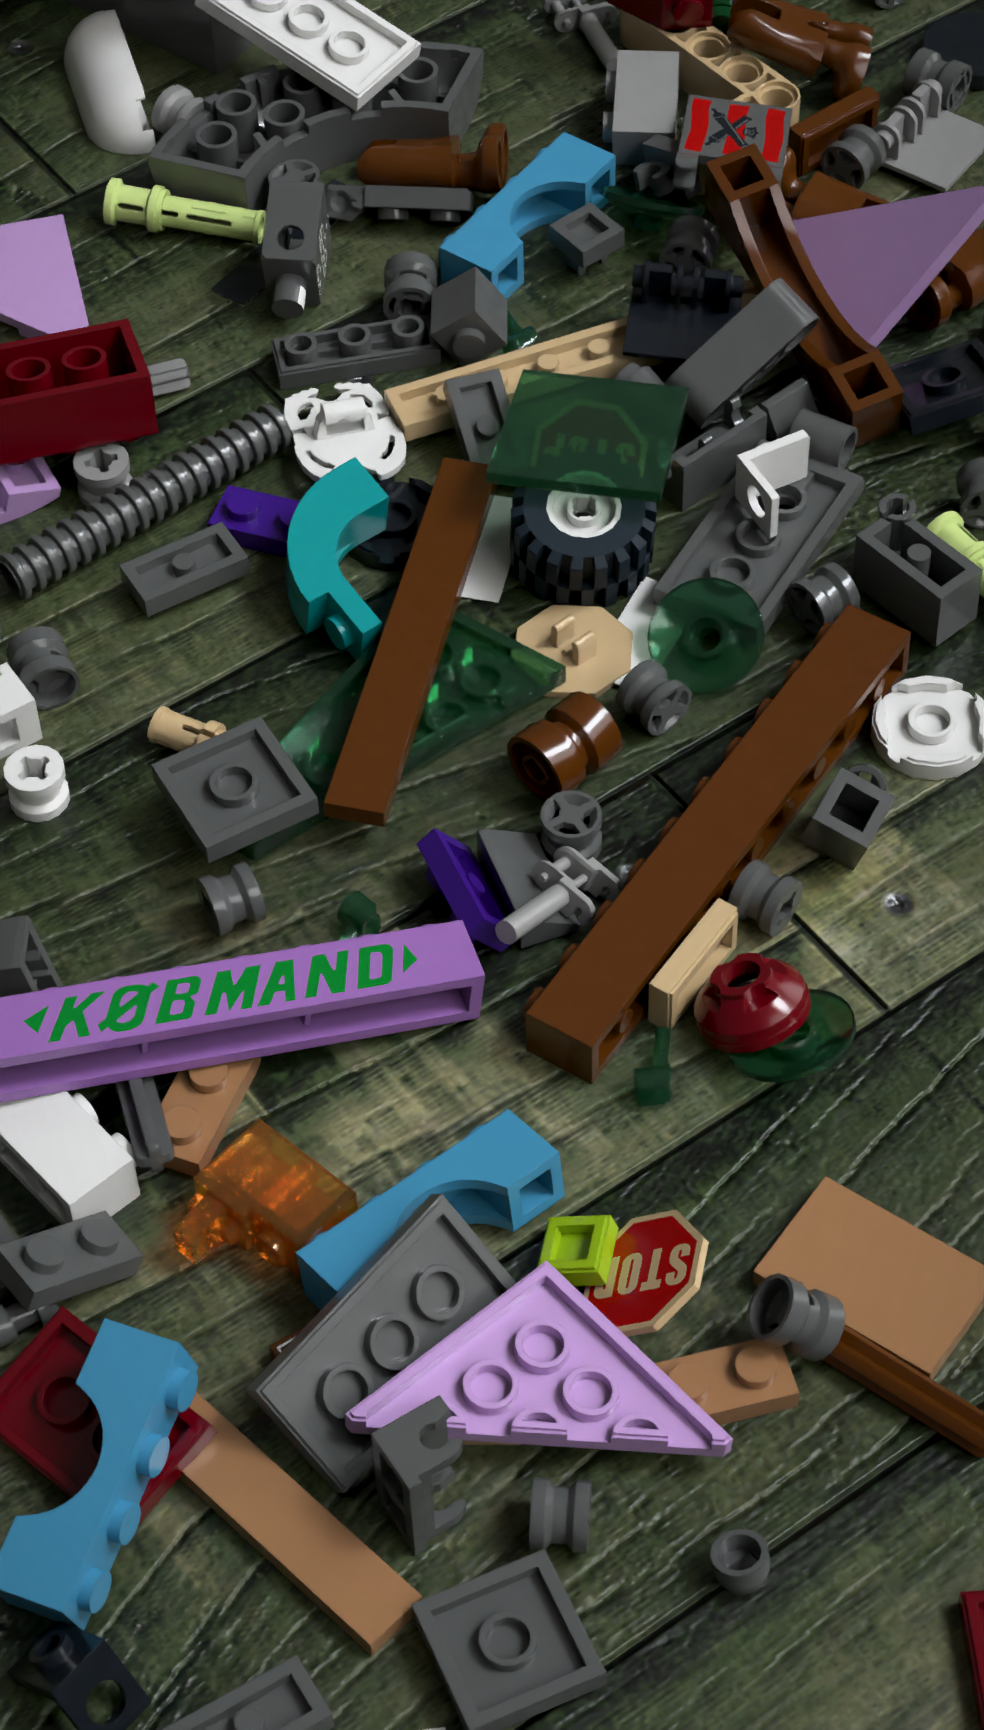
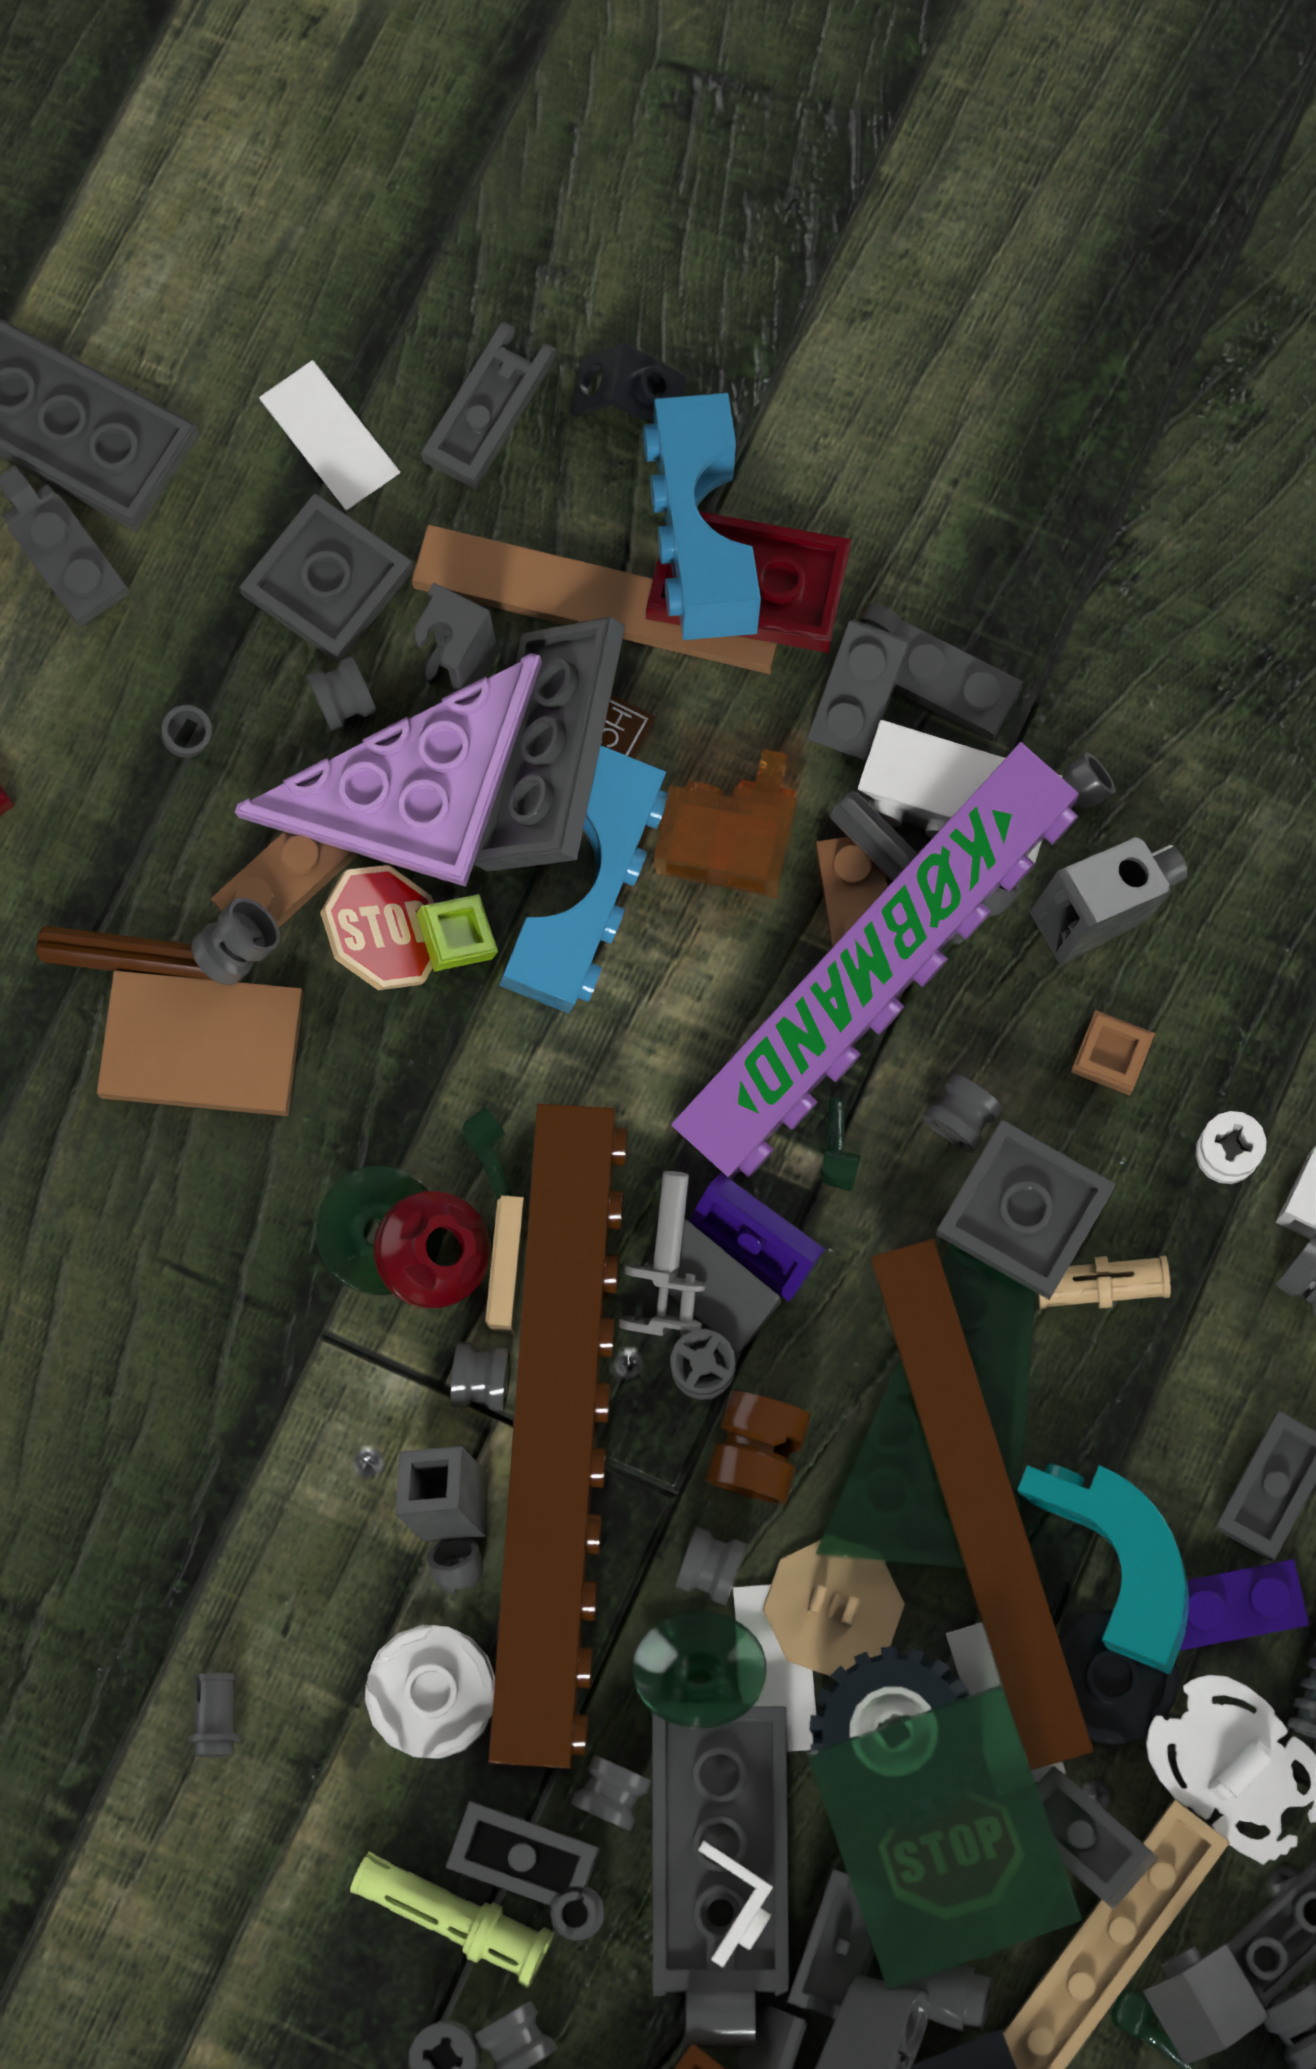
camera: 155 degrees right, 25 degrees up
(73, 898) = (1112, 1052): none -> medium nougat tile

